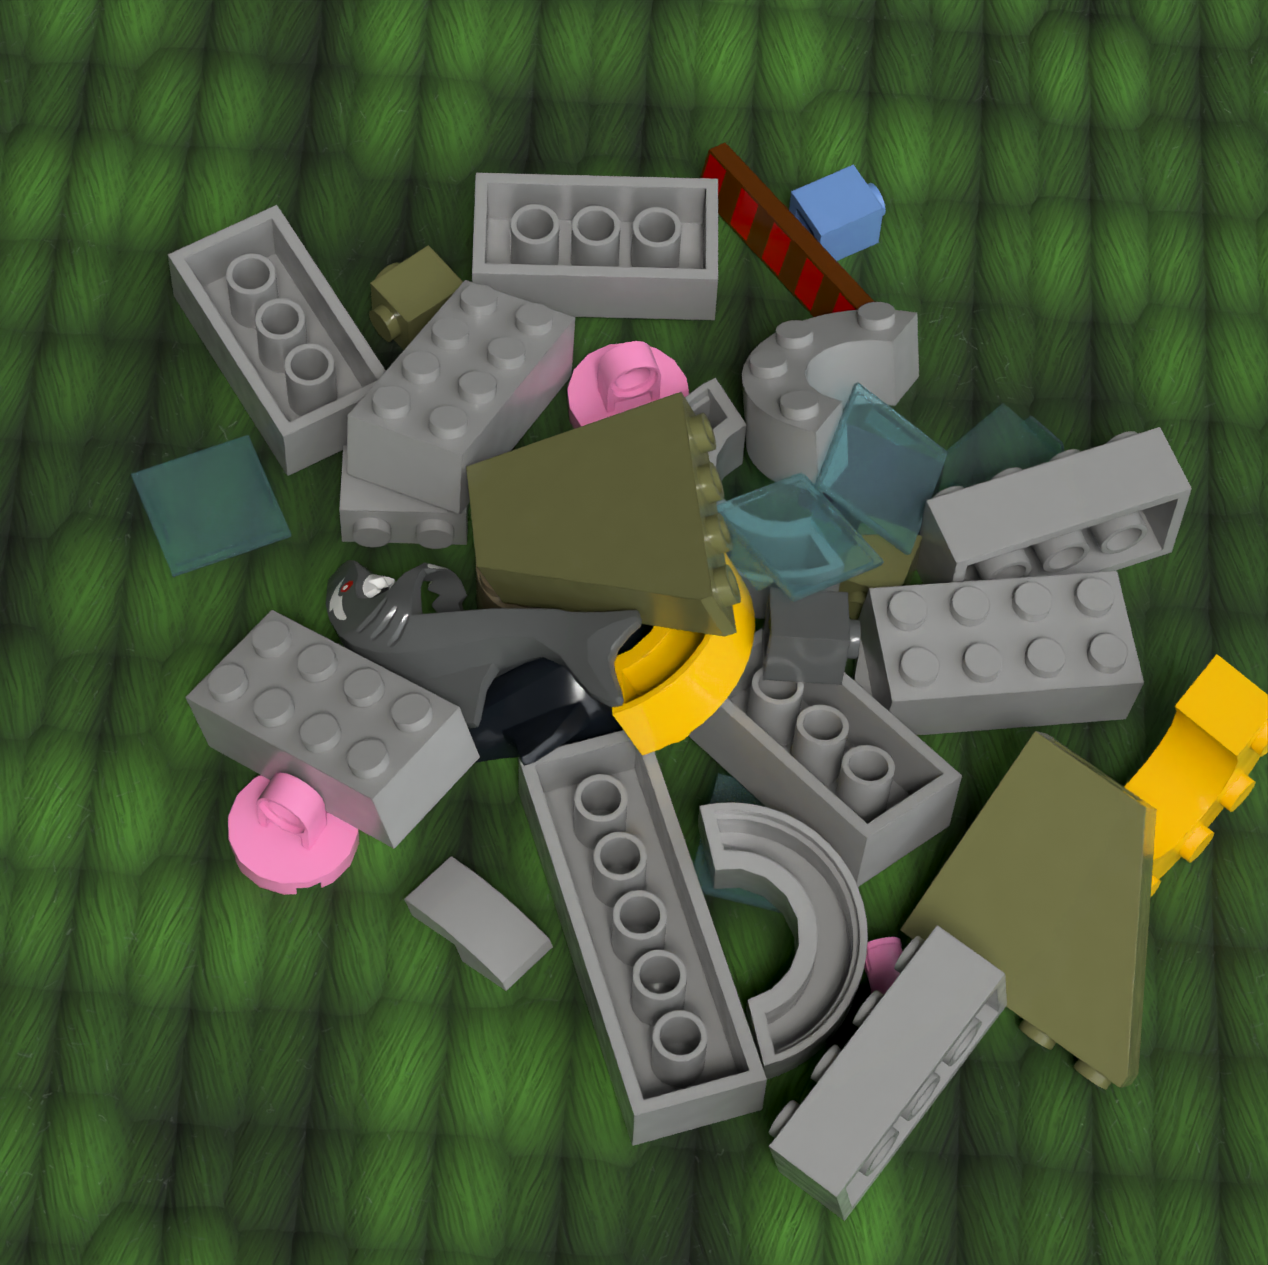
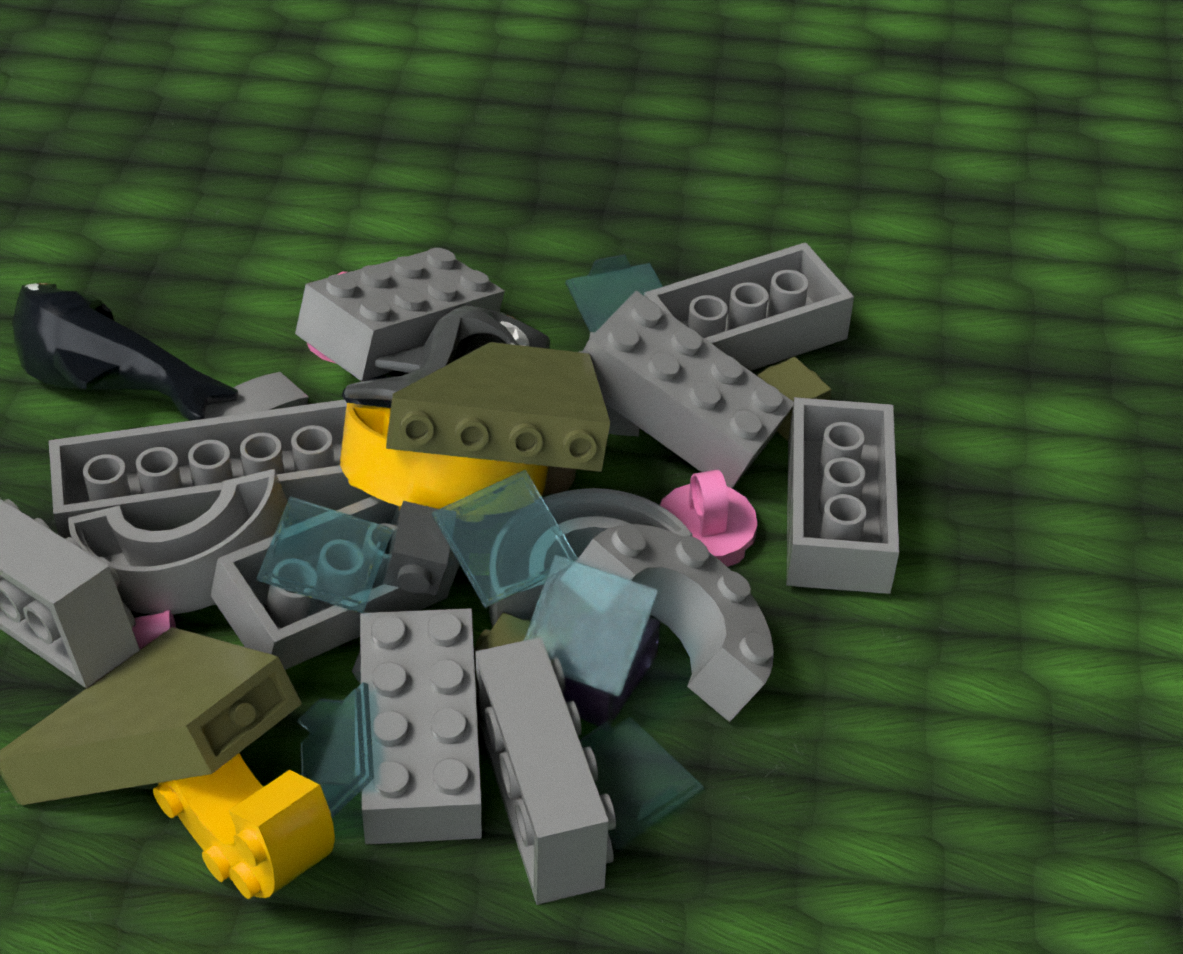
camera: 95 degrees right, 15 degrees down
(414, 1148) = (78, 346): none -> black piece
(780, 237) = (857, 626): reddish brown tile -> none
(825, 733) = (325, 554): none -> clear light blue piece
(840, 212) = (891, 665): medium blue brick -> none
(1076, 707) = (339, 747): none -> clear light blue piece

